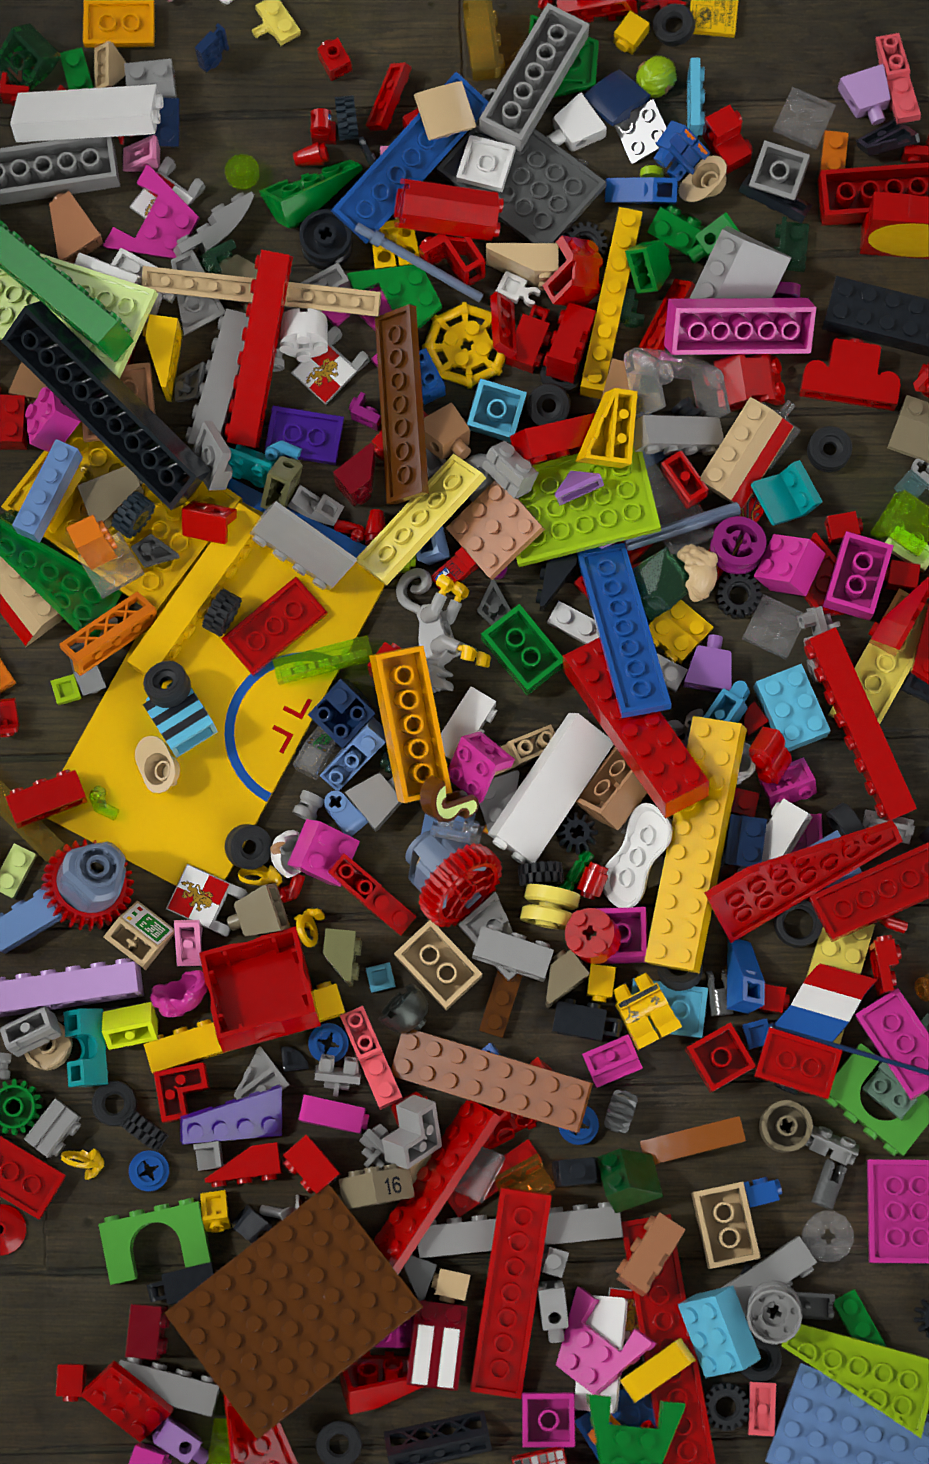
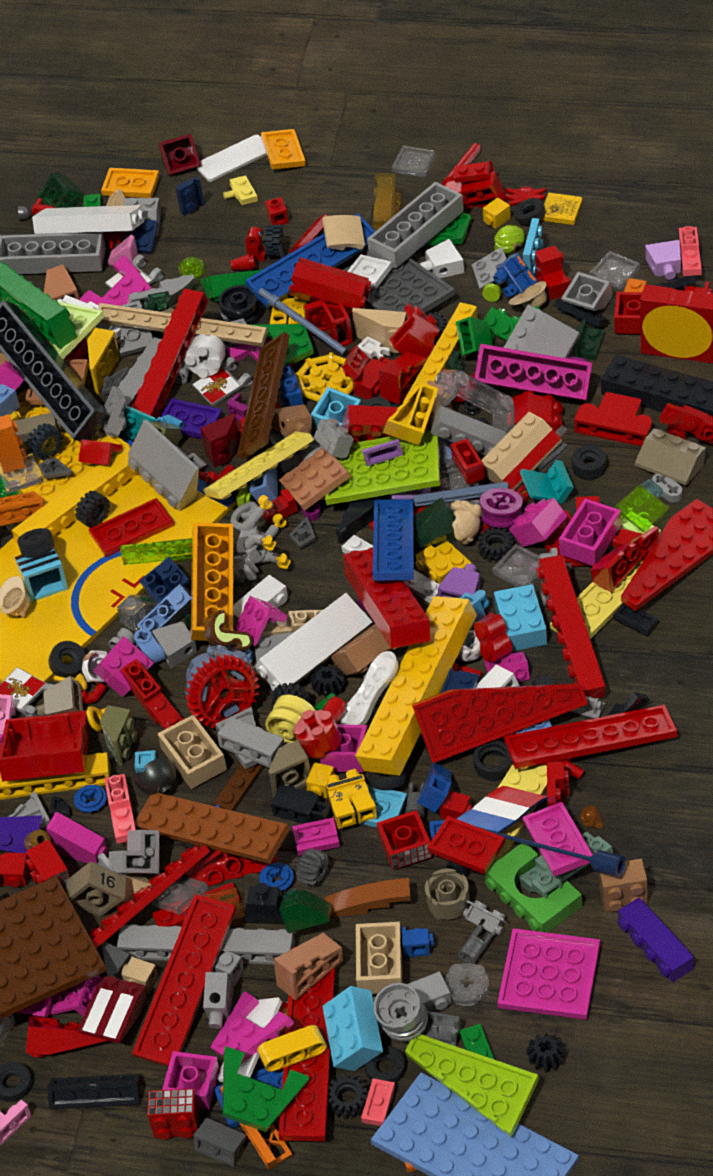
camera: 15 degrees right, 30 degrees down
(287, 1128) = (31, 838): none -> pearl gold brick
(338, 1077) = (100, 817): light grey hips -> none
(522, 649) = (316, 558): green brick -> none
(616, 97) = (475, 246): dark blue slope -> none
(641, 190) = (484, 297): blue slope -> none

